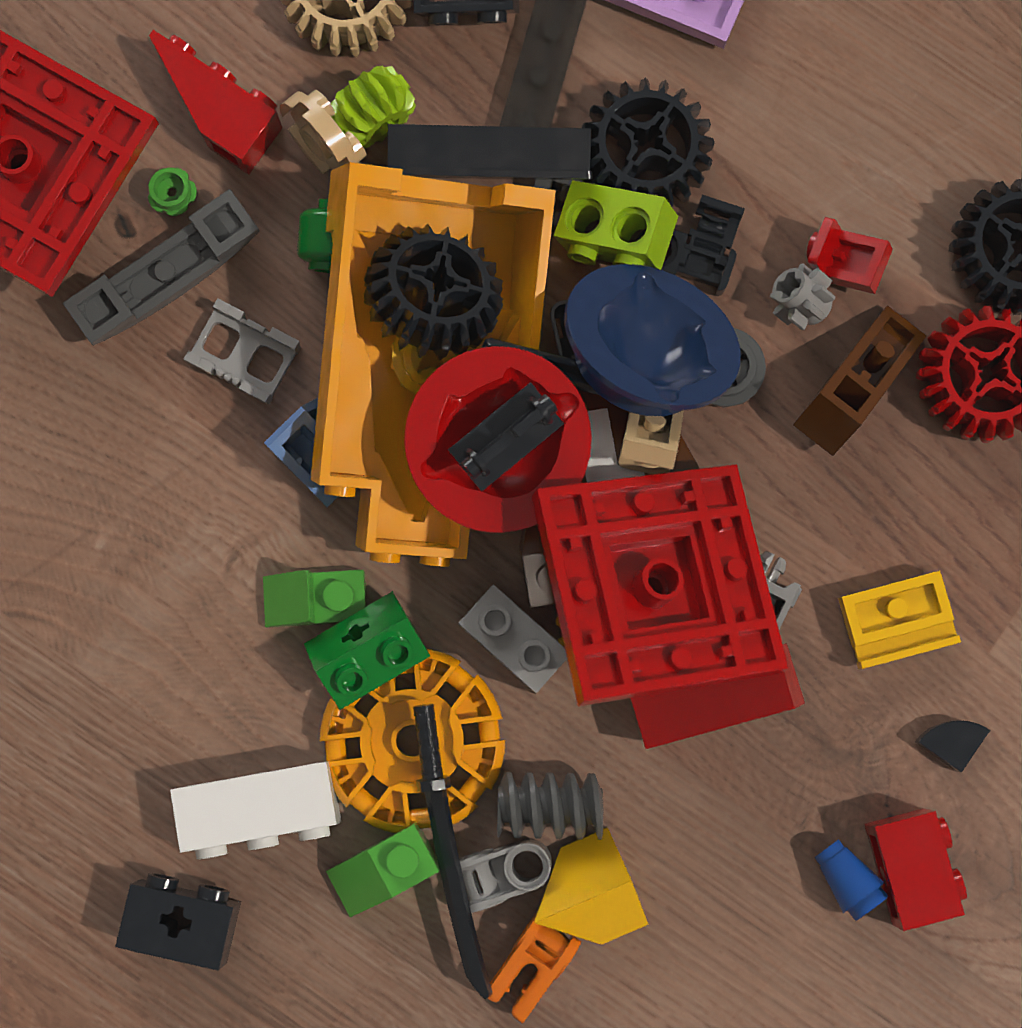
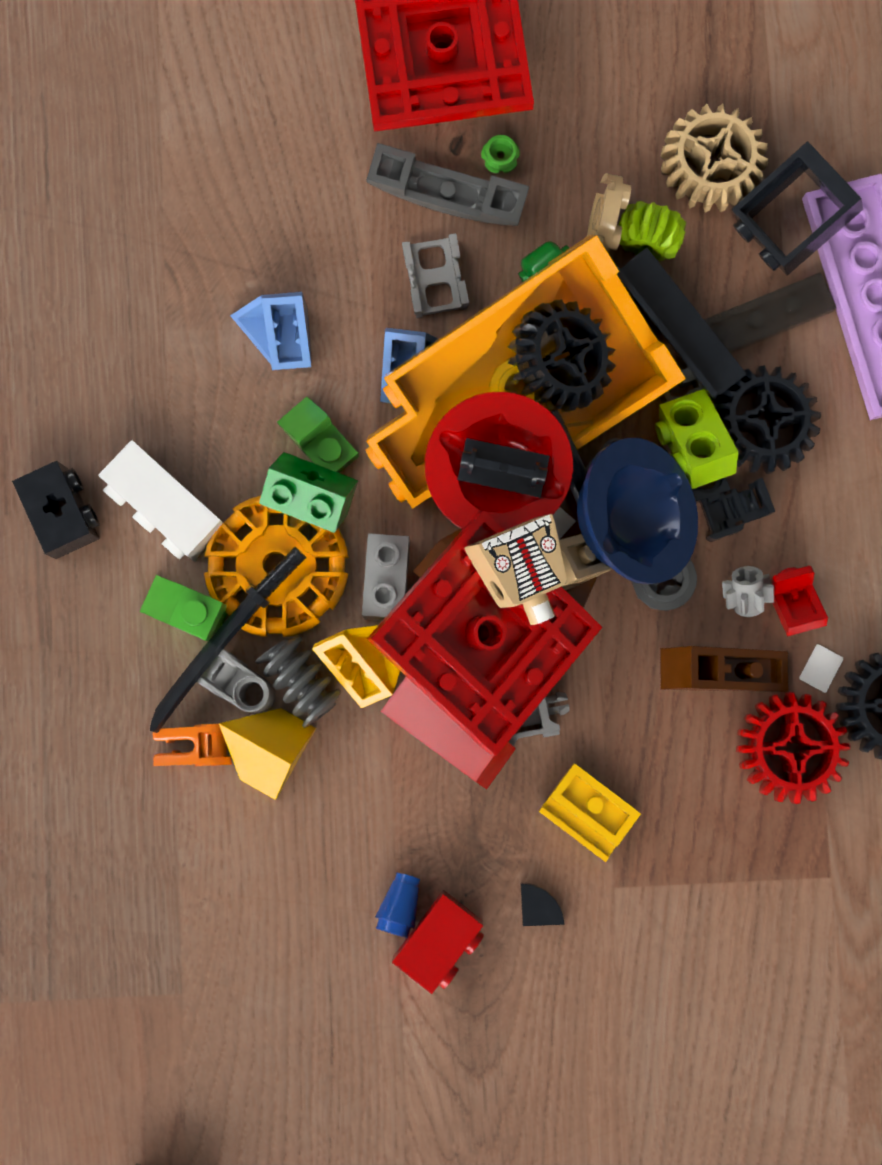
camera: 55 degrees right, 0 degrees up
(172, 553) = (278, 329): none -> medium blue slope
(228, 117) = (573, 147): red slope -> none
(582, 734) = (358, 665): none -> yellow slope
(623, 494) = (522, 566): none -> torso
(927, 286) = (821, 668): none -> white sticker

